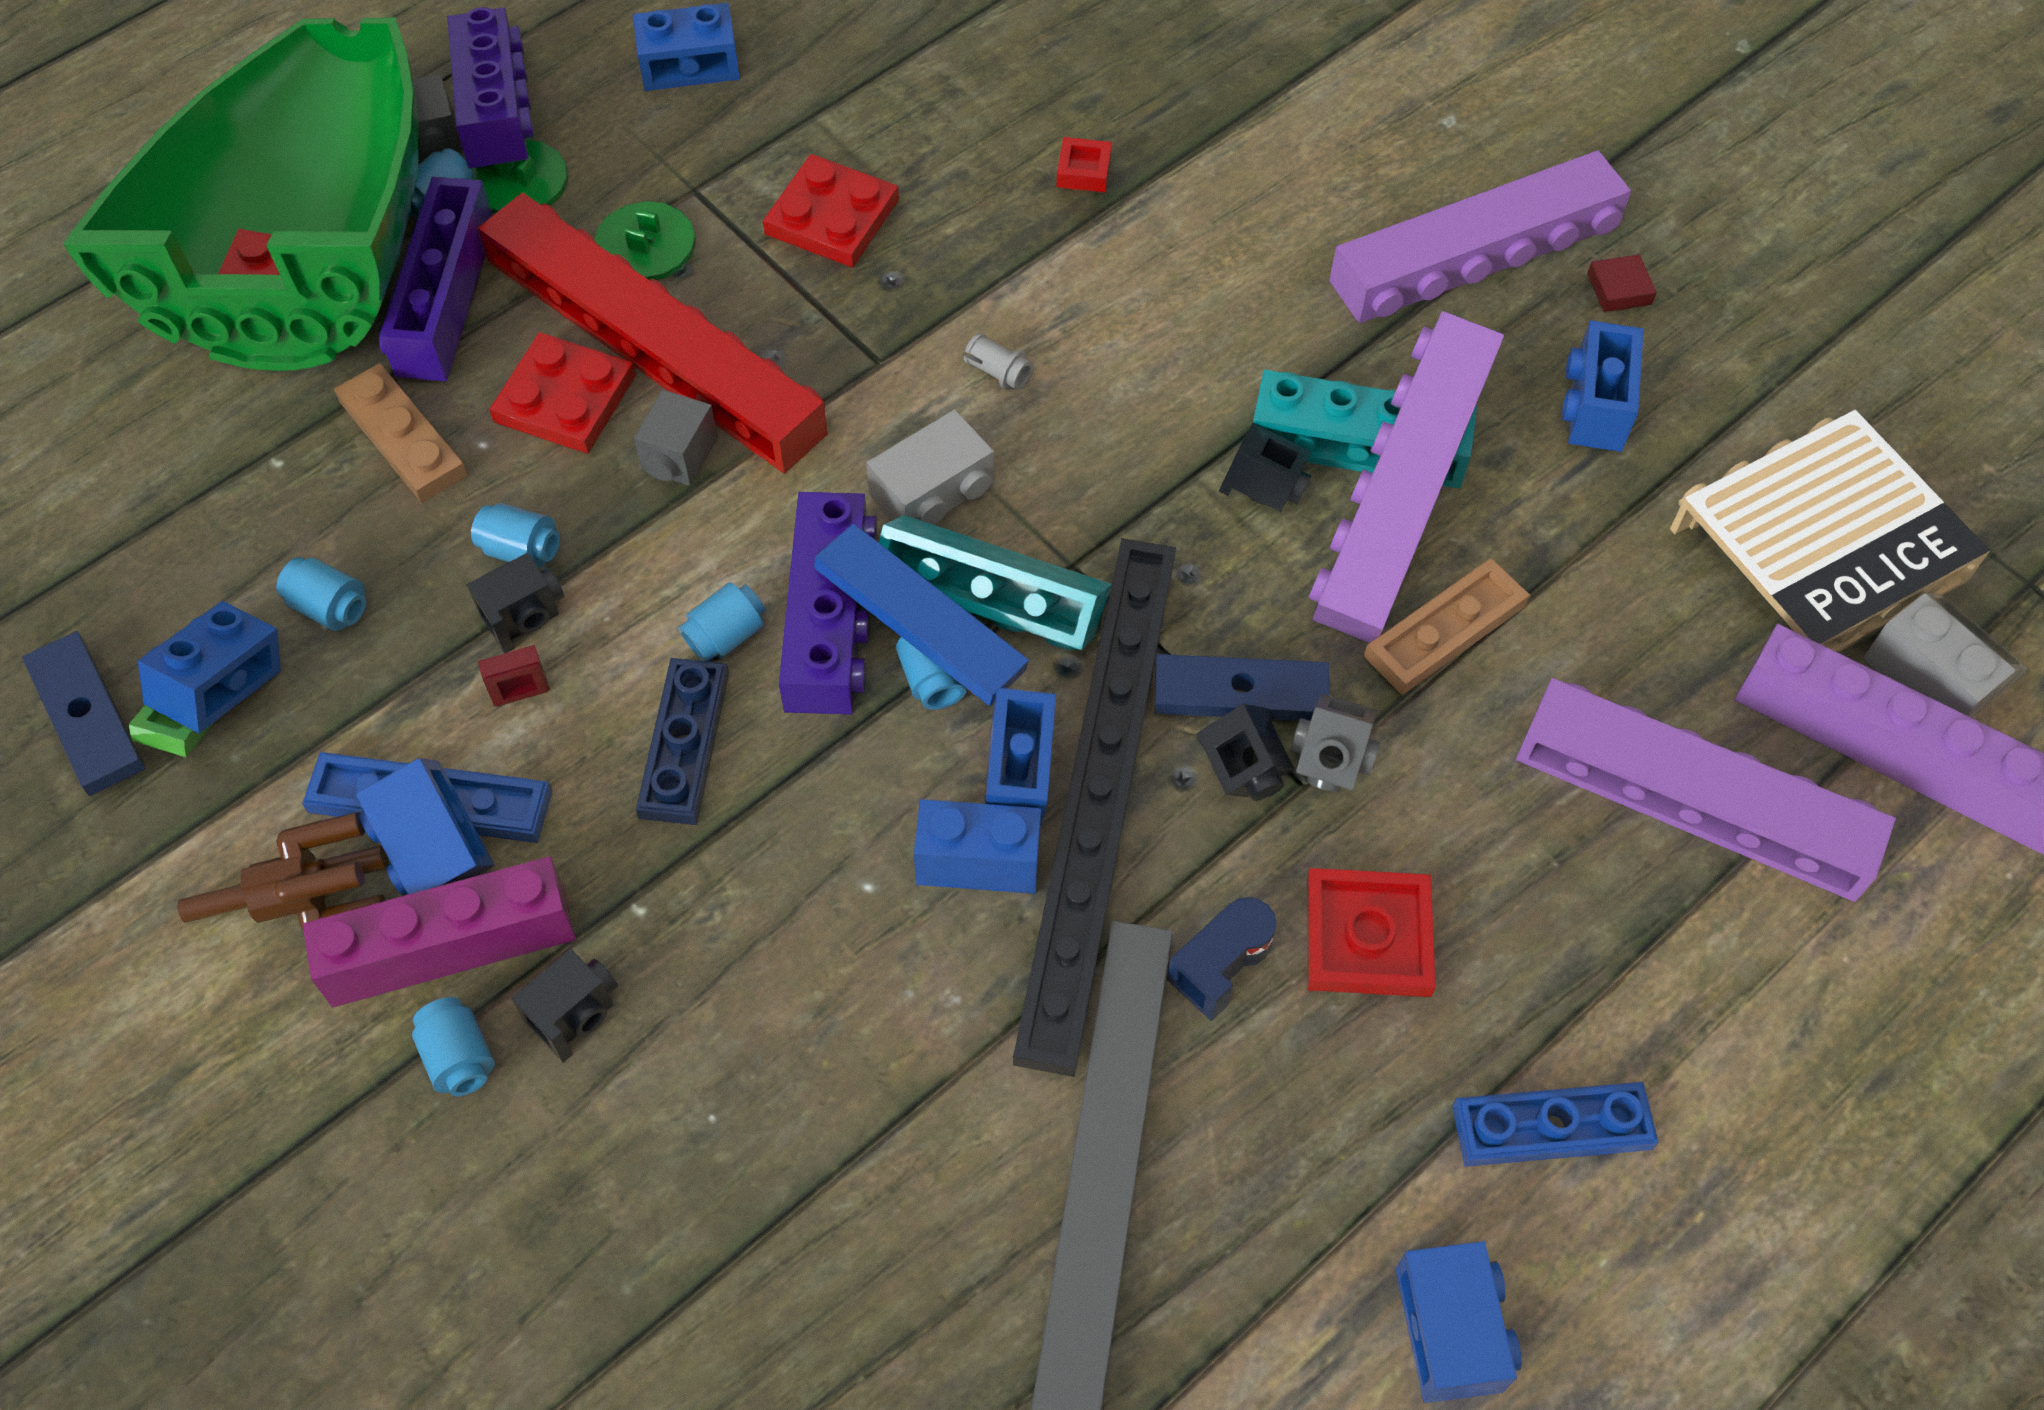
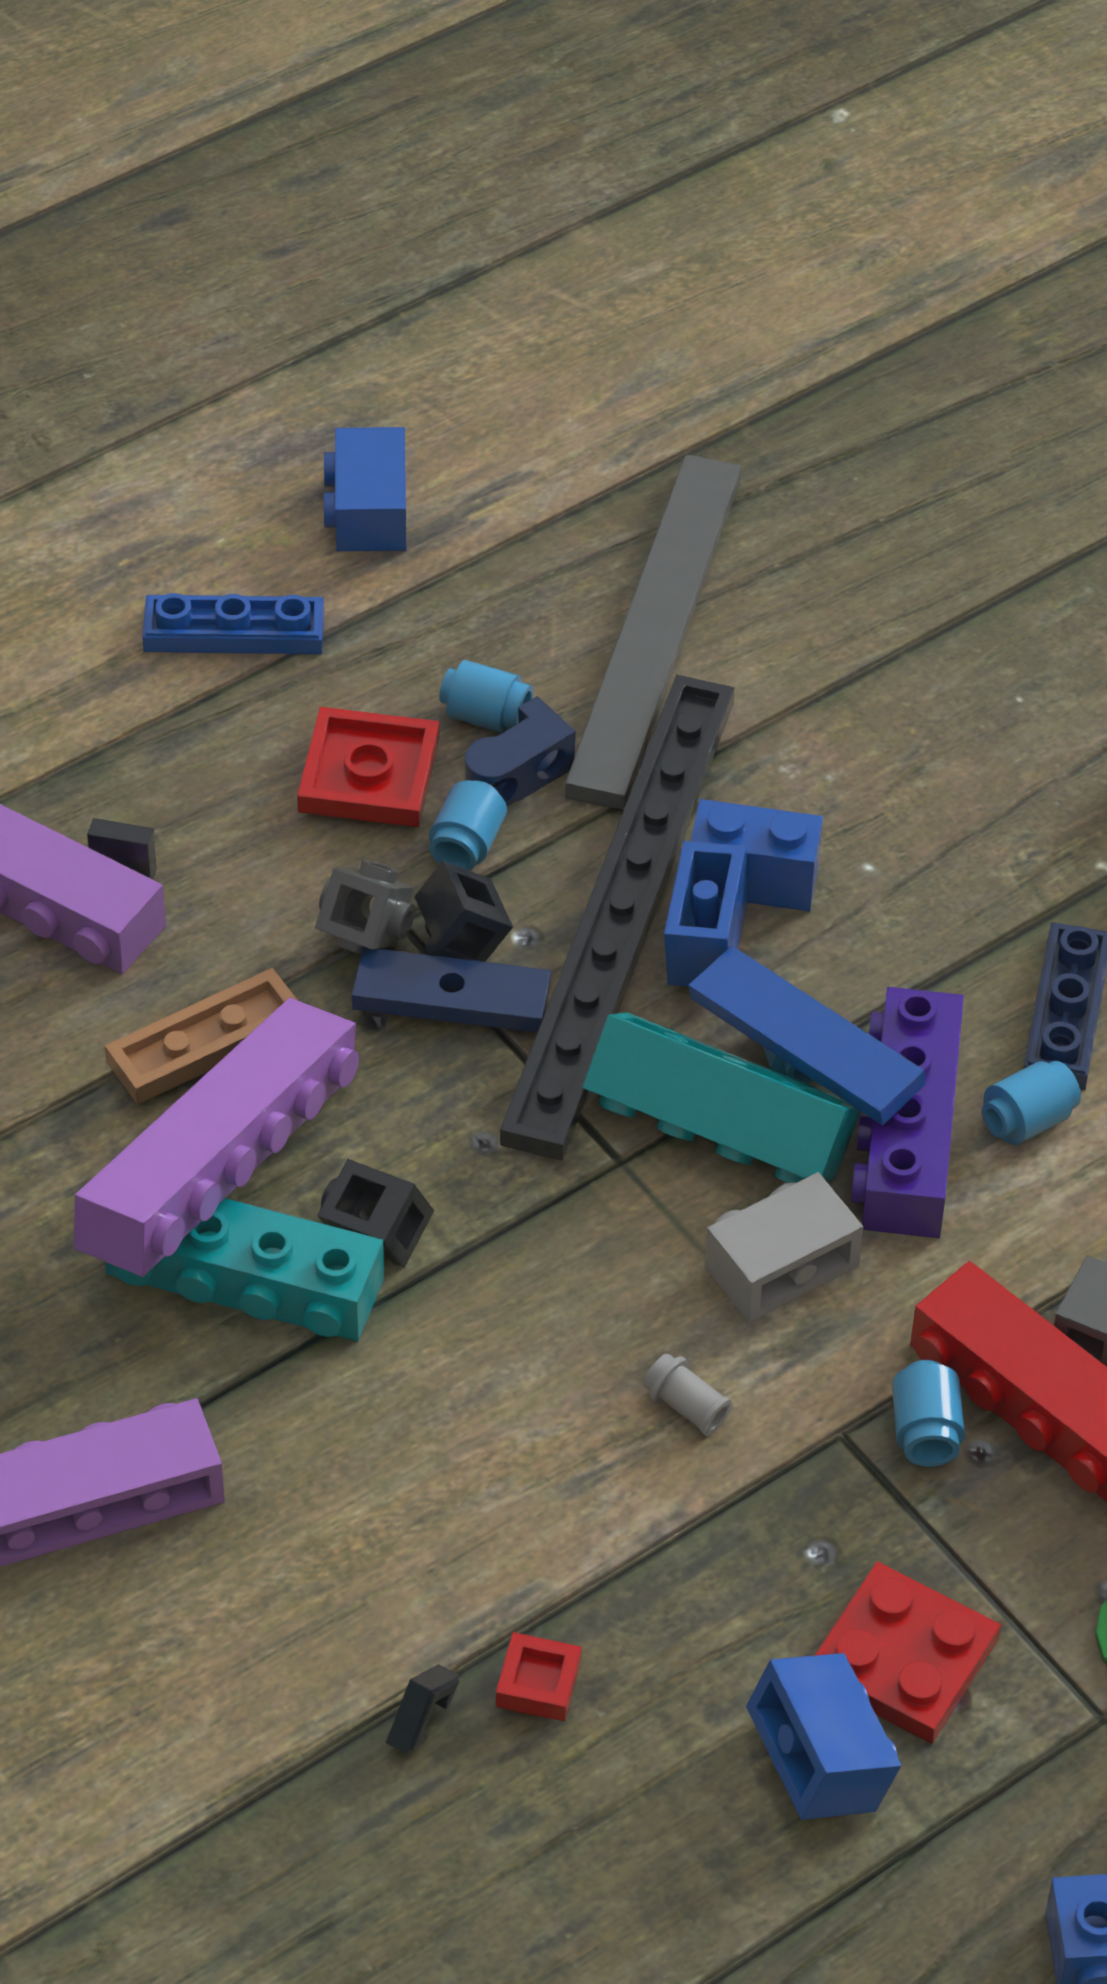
camera: 175 degrees left, 10 degrees down
(813, 352) = (928, 1413): none -> dark azure brick
(885, 124) = (823, 1736): none -> blue brick
(1158, 143) = (423, 1691): none -> black tile
(1260, 860) = (467, 824): none -> dark azure brick
(1269, 1026) = (484, 696): none -> dark azure brick
(1578, 801) = (125, 844): none -> black tile

